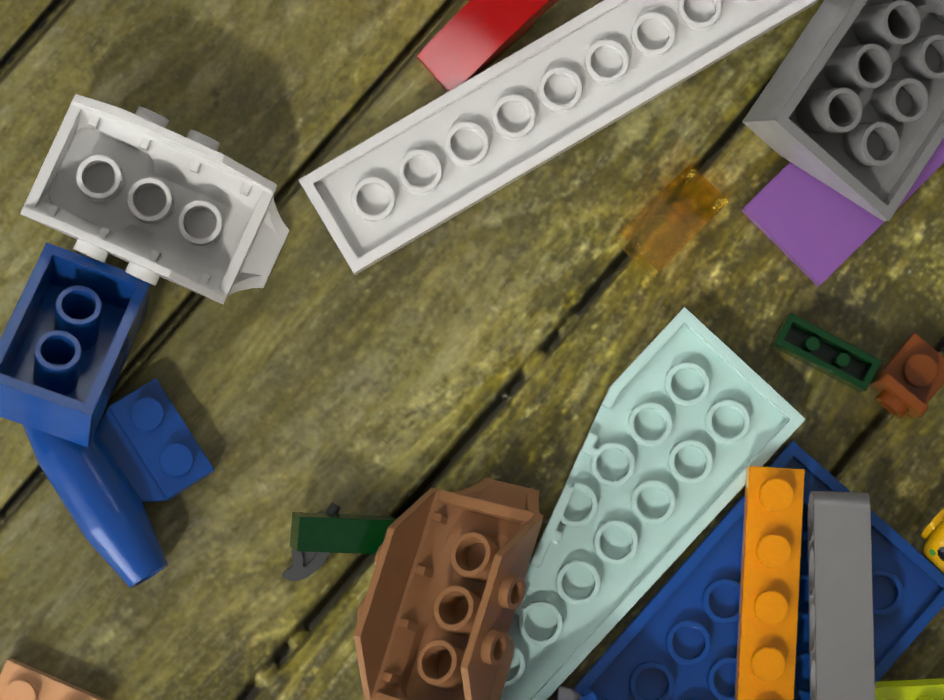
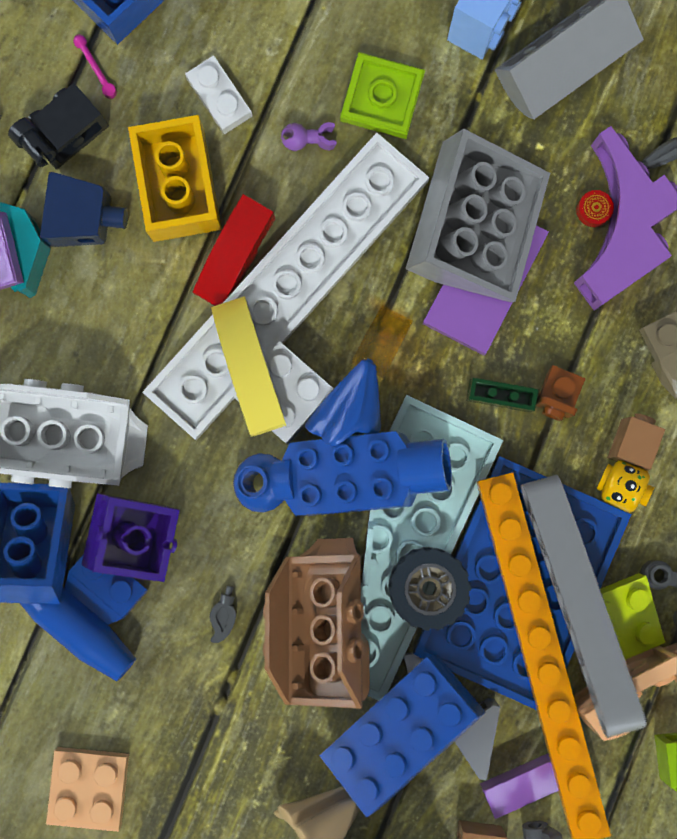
camera: 15 degrees left, 0 degrees up
(218, 385) = (130, 538): none -> dark purple brick
(338, 532) = (236, 604): dark green piece -> none
(467, 191) = (247, 367): none -> light yellow slope
(505, 247) = (297, 390): none -> white brick
(558, 394) = (351, 477): none -> blue brick
(596, 298) = (349, 407): none -> blue hat
(654, 617) = (450, 589): none -> black wheel

